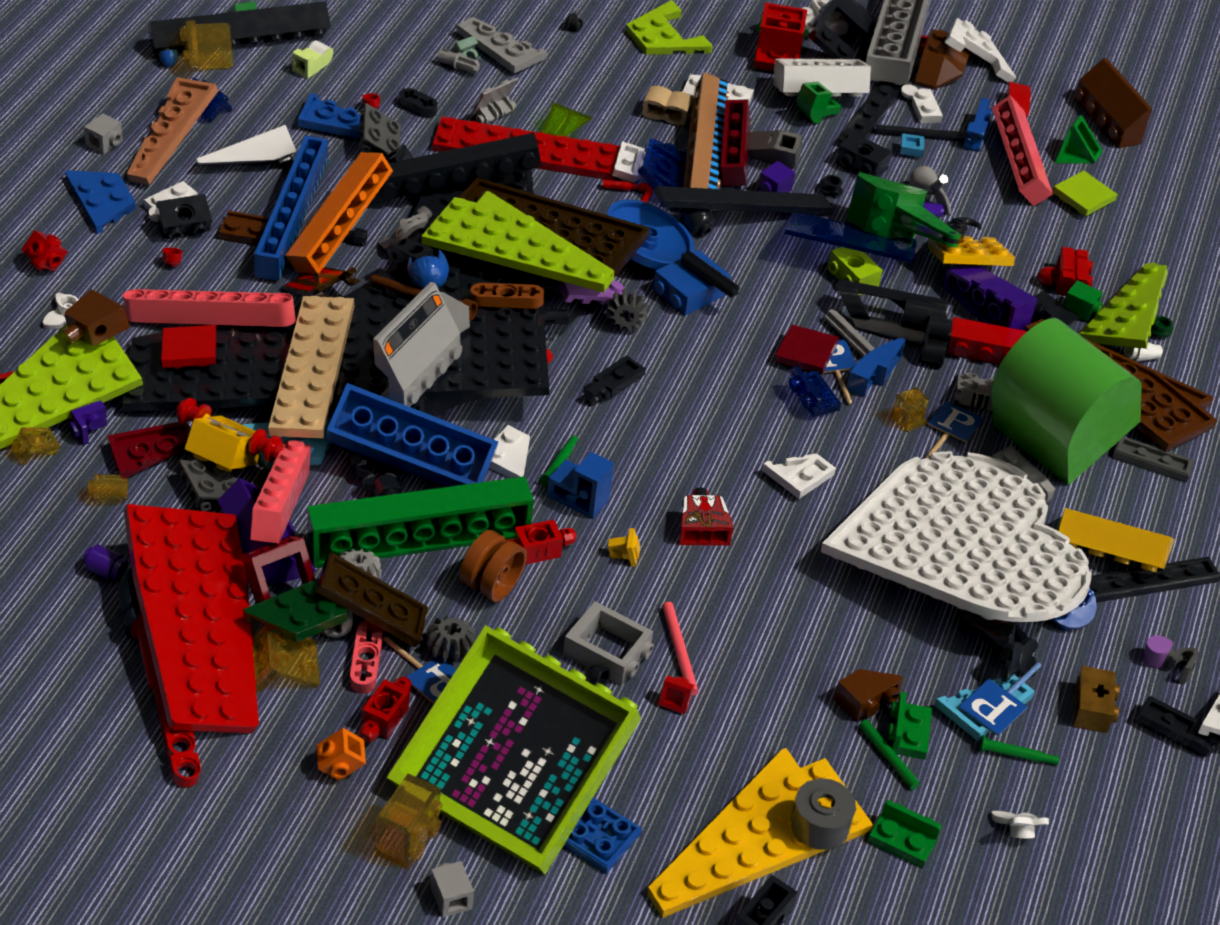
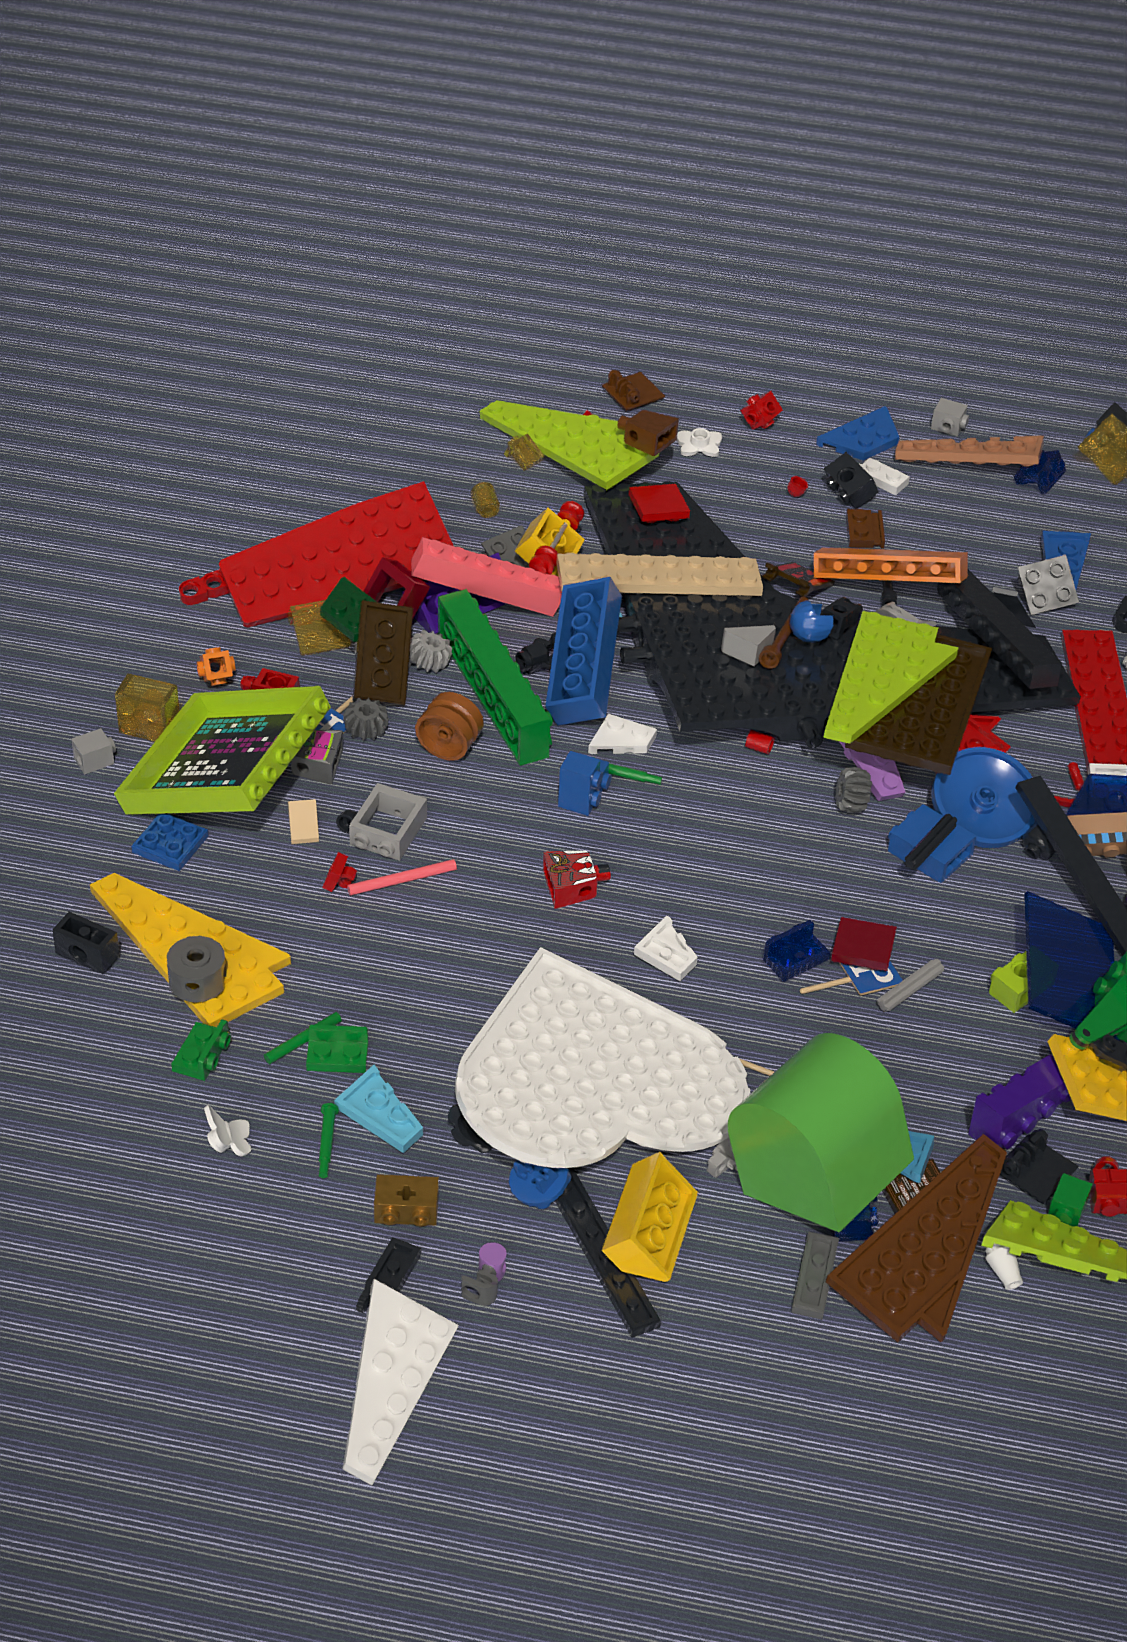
camera: 85 degrees right, 0 degrees up
(87, 419) = (560, 472): dark purple bracket -> none
(147, 446) = (532, 504): dark red wing -> none
(209, 307) = (719, 508): coral beam -> none
(262, 148) = (980, 514): white wedge -> none
(291, 208) = (979, 541): blue brick -> none
(371, 99) = (1106, 578): red hinge -> none
(371, 666) = (314, 675): coral beam -> none
(417, 346) = (670, 608): light grey piece -> none
(523, 295) = (803, 690): dark orange beam -> none
(543, 540) = (503, 763): red piece -> none
(614, 379) = (753, 797): black hinge -> none
(625, 547) = (516, 827): yellow brick -> none
(866, 692) = (369, 1008): reddish brown slope -> none
(875, 367) = (861, 1004): blue slope -> none
(910, 409) = (797, 1031): clear yellow brick -> none
(922, 322) = (950, 1039): black panel -> none
(981, 340) = (946, 1104): red brick -> none
(994, 705) = (373, 1109): blue piece -> none
(1018, 657) = (437, 1120): black animal -> none
(1162, 327) = (1064, 1289): dark green plate -> none

